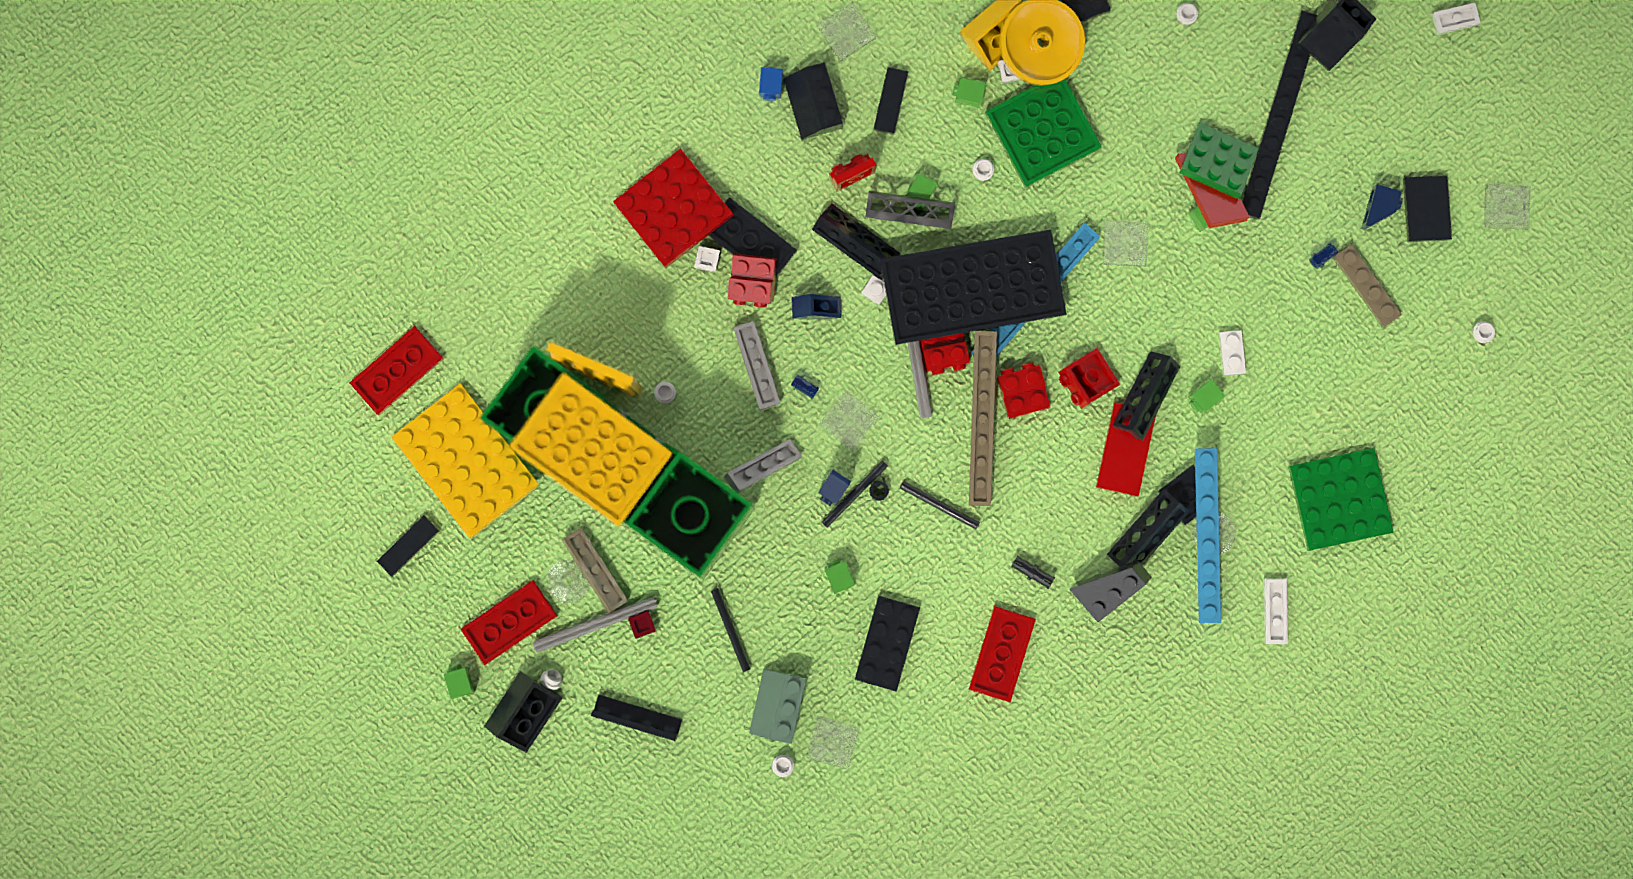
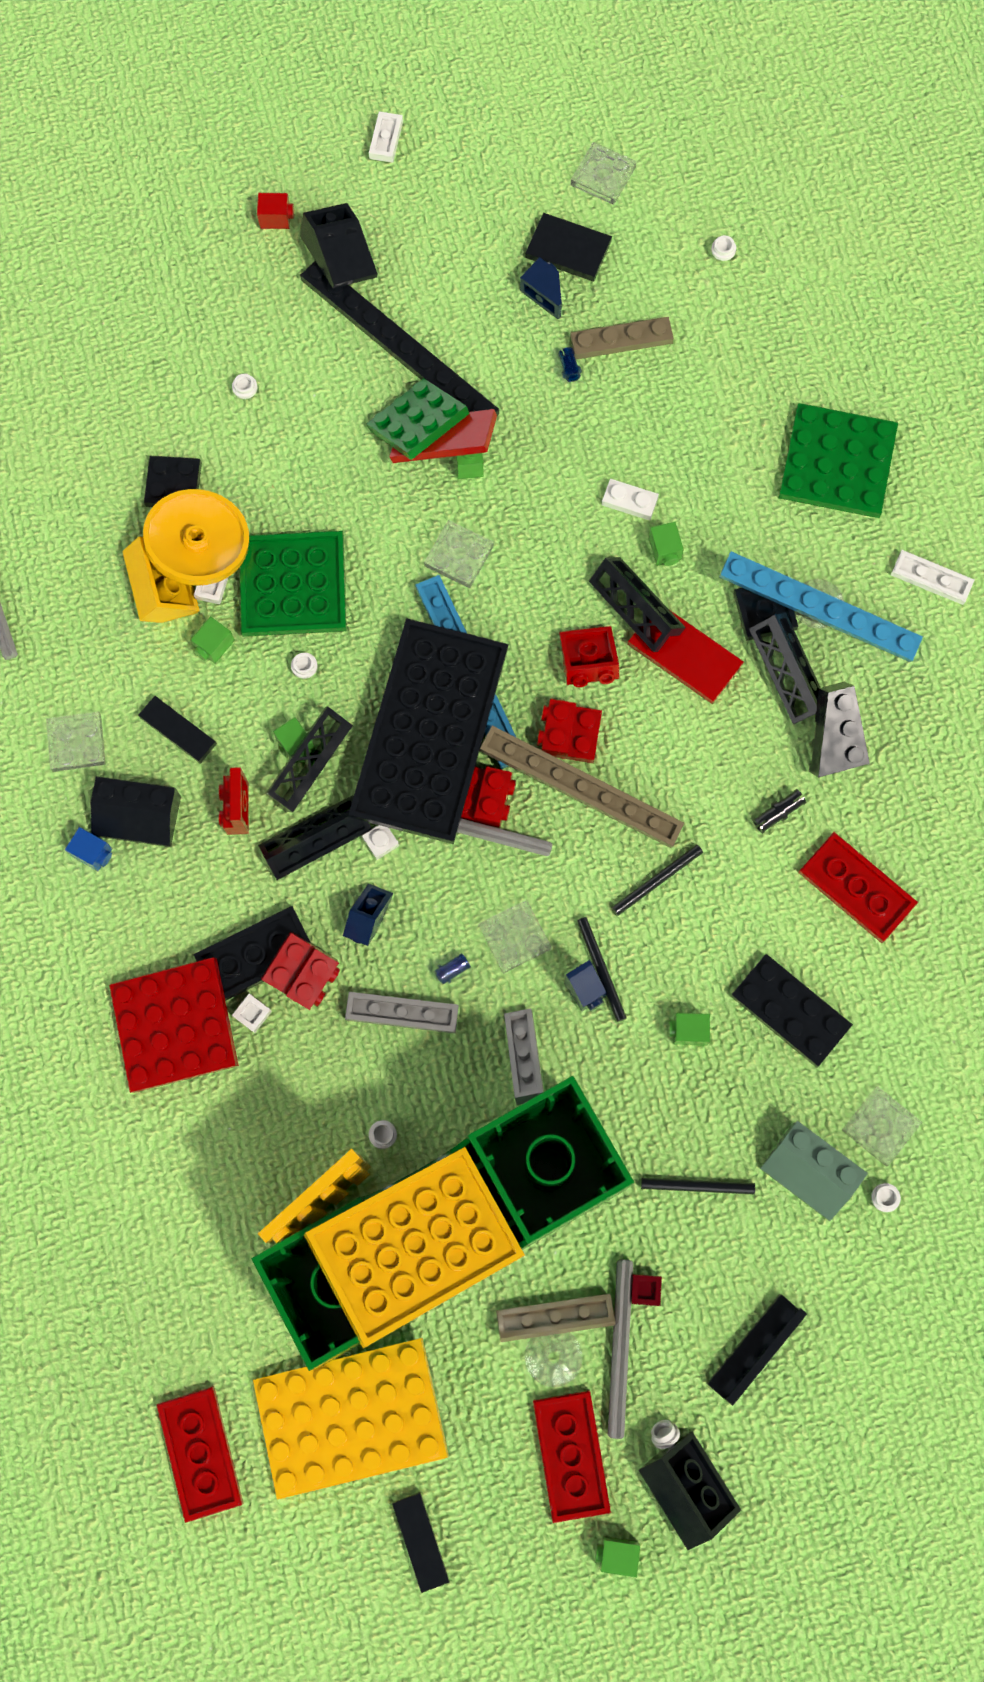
camera: 55 degrees left, 10 degrees down
(878, 484) = (618, 943): black bush -> none

